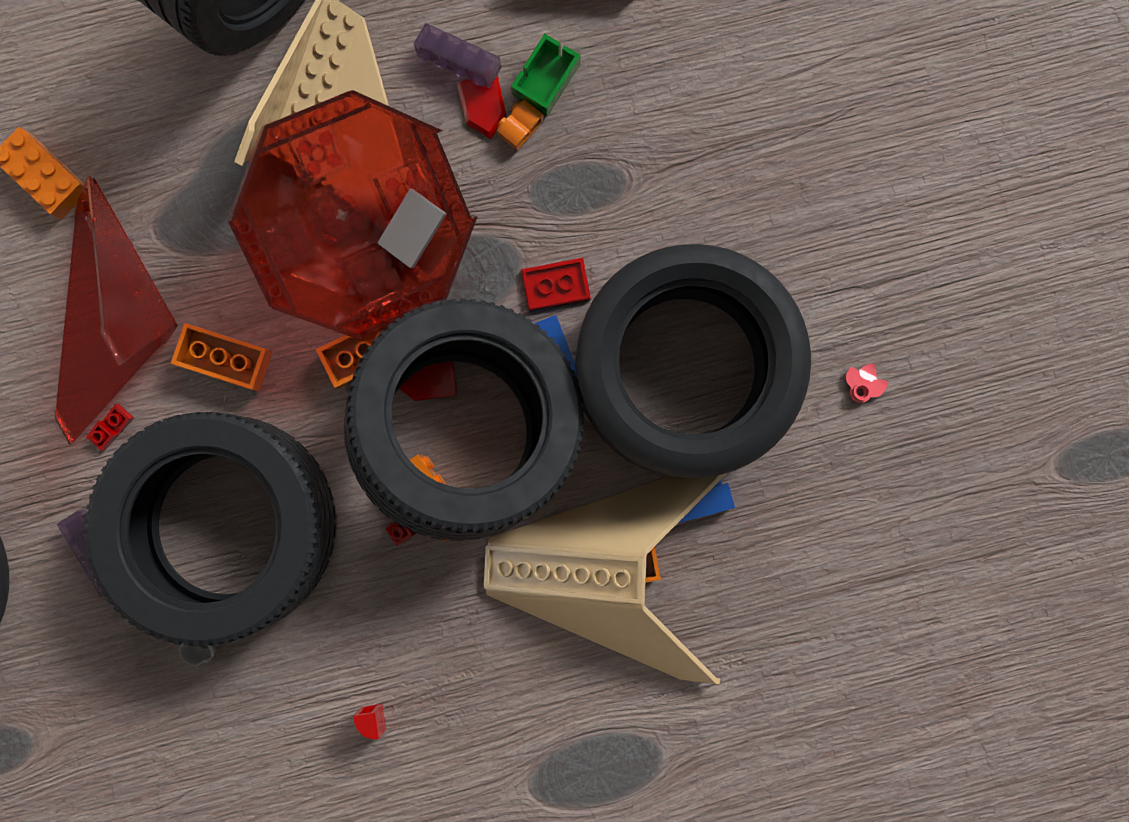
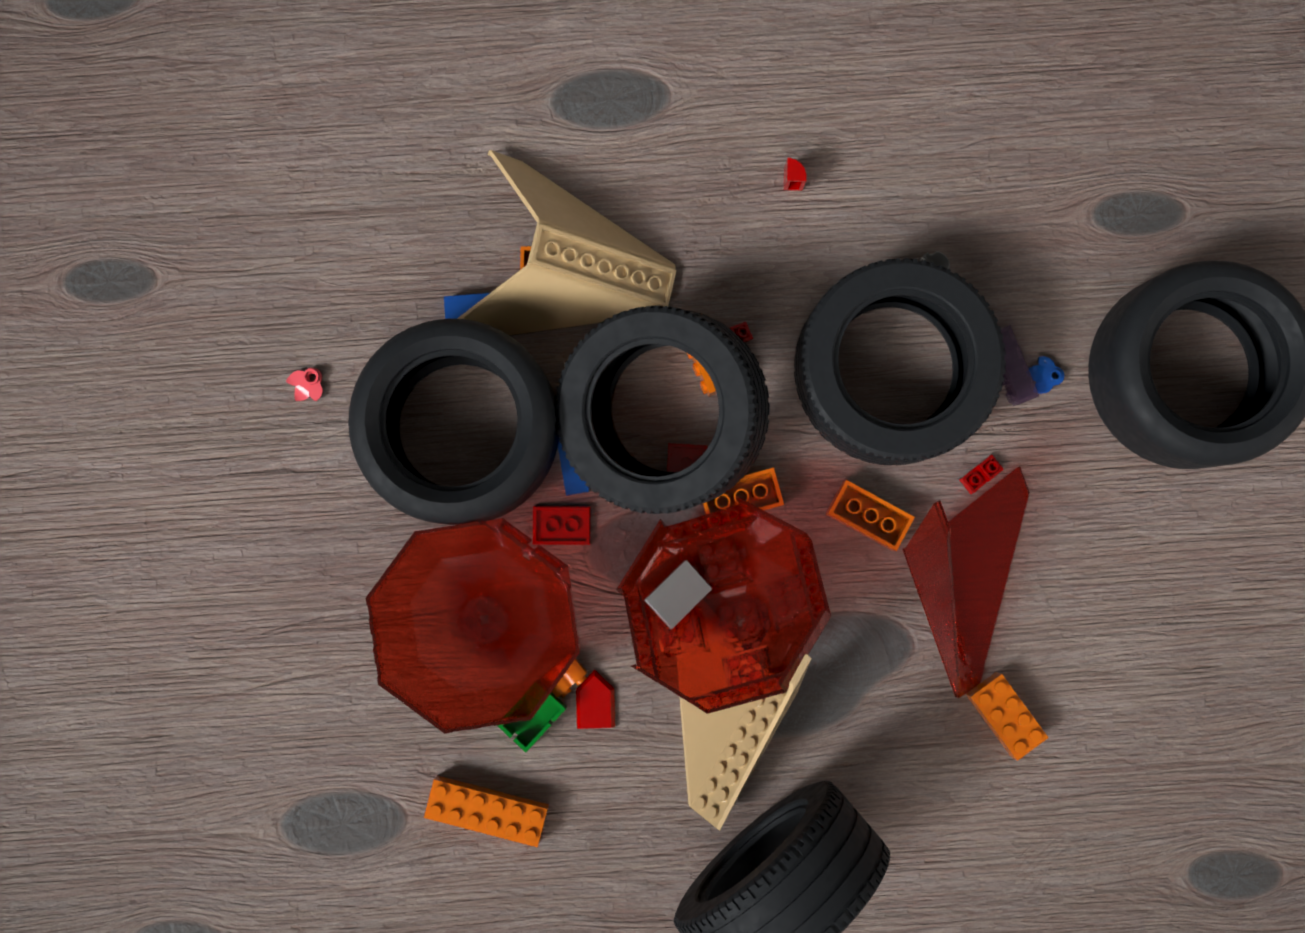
camera: 170 degrees left, 0 degrees up
(58, 551) = (1043, 374): none -> blue plate
(457, 55) = (609, 750): clear purple brick -> none
(631, 102) = (430, 631): none -> clear red windscreen

